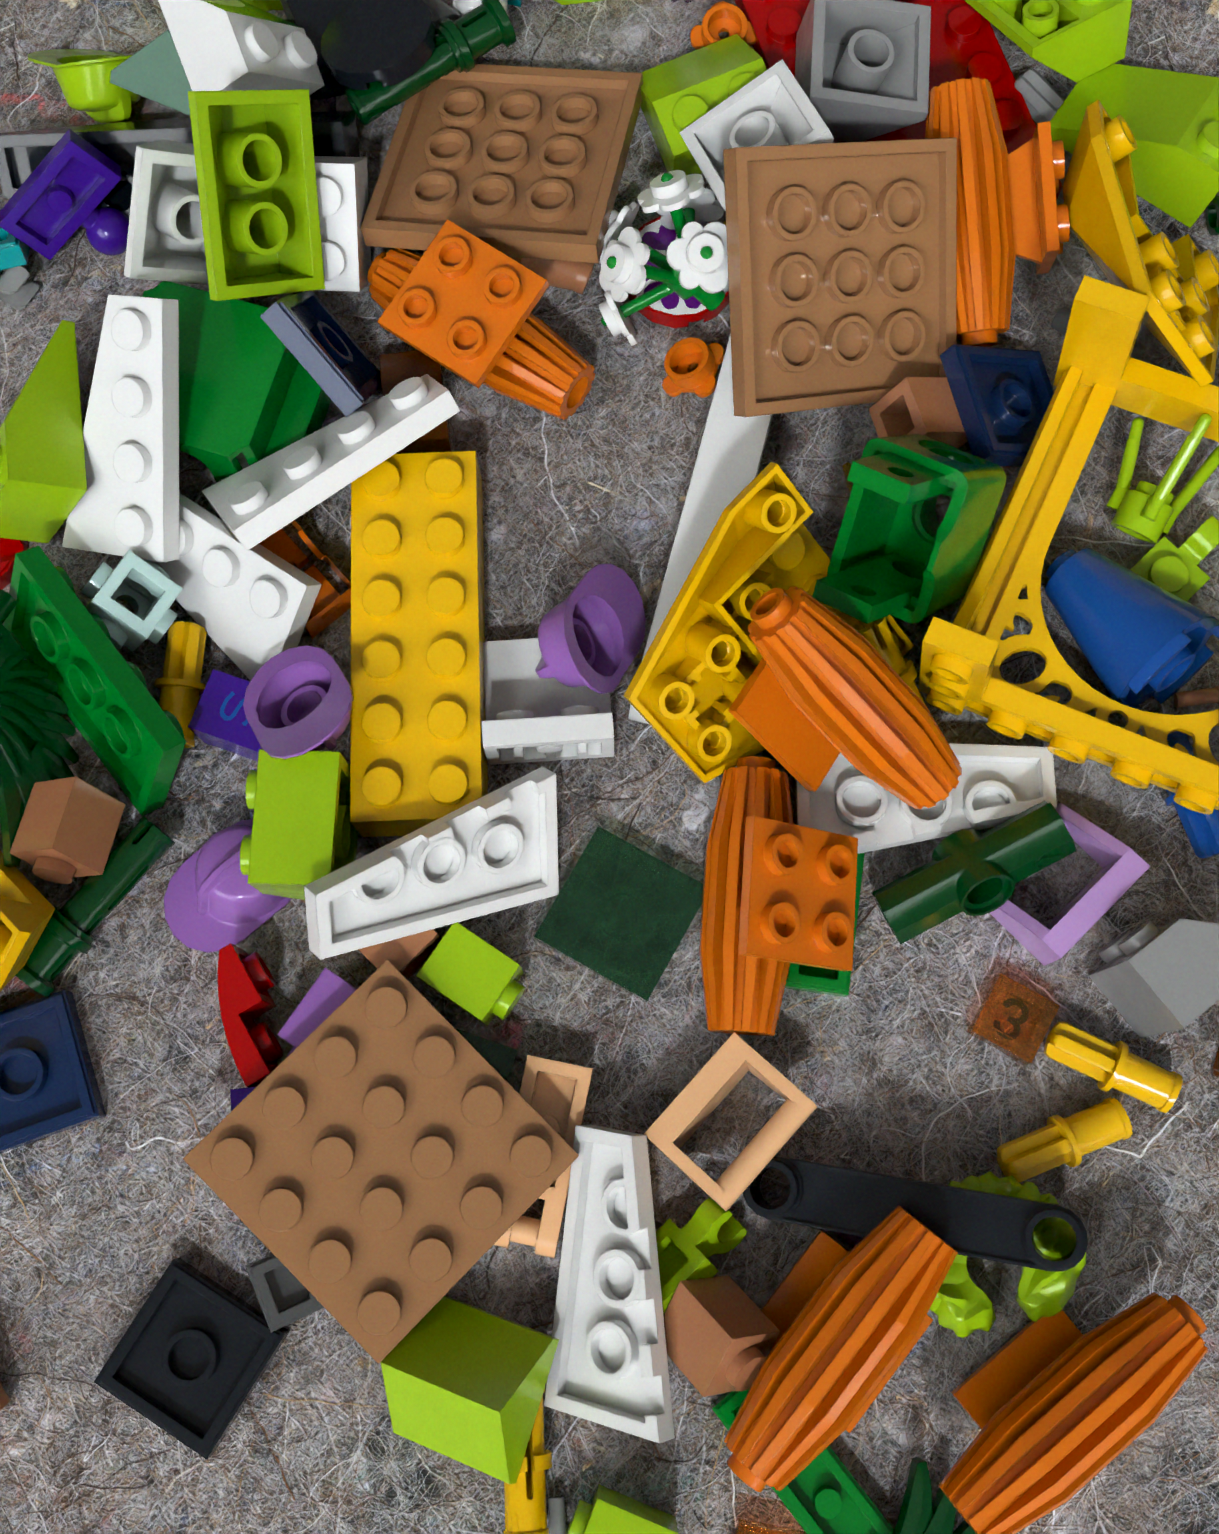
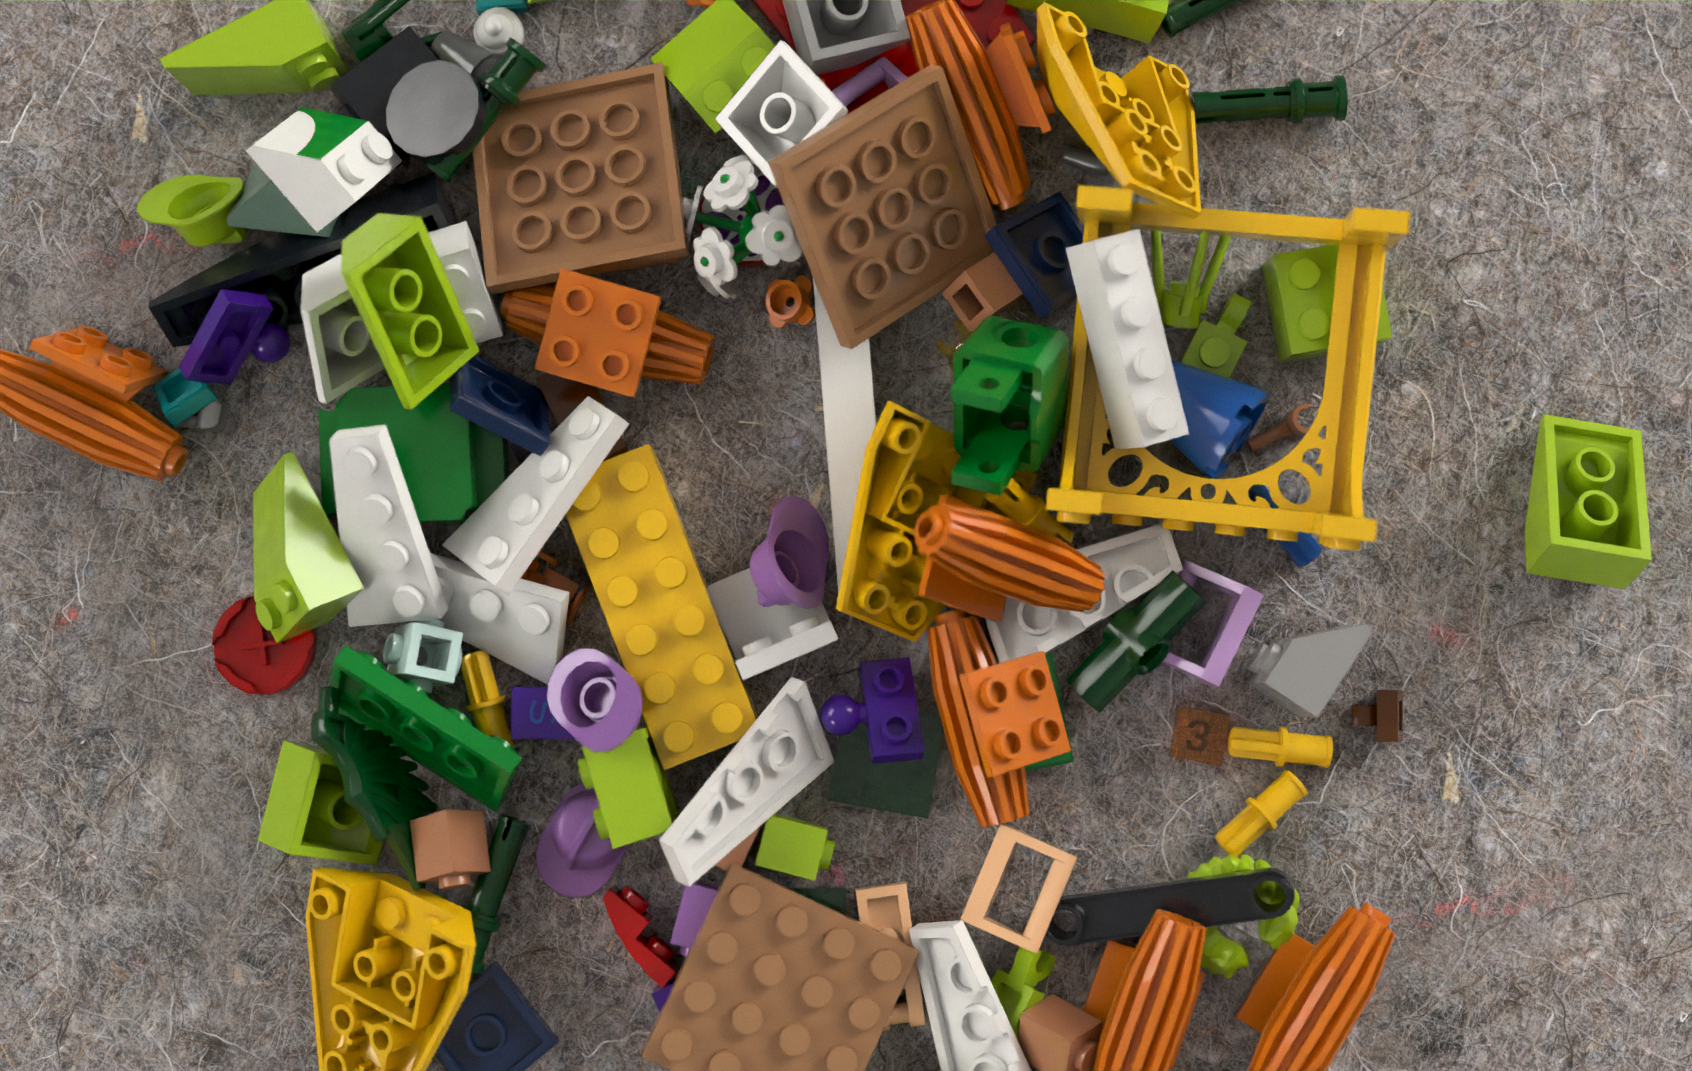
camera: 25 degrees left, 10 degrees up
(643, 850) = (887, 710): none -> dark purple plate
(1078, 501) = (1127, 340): none -> white brick

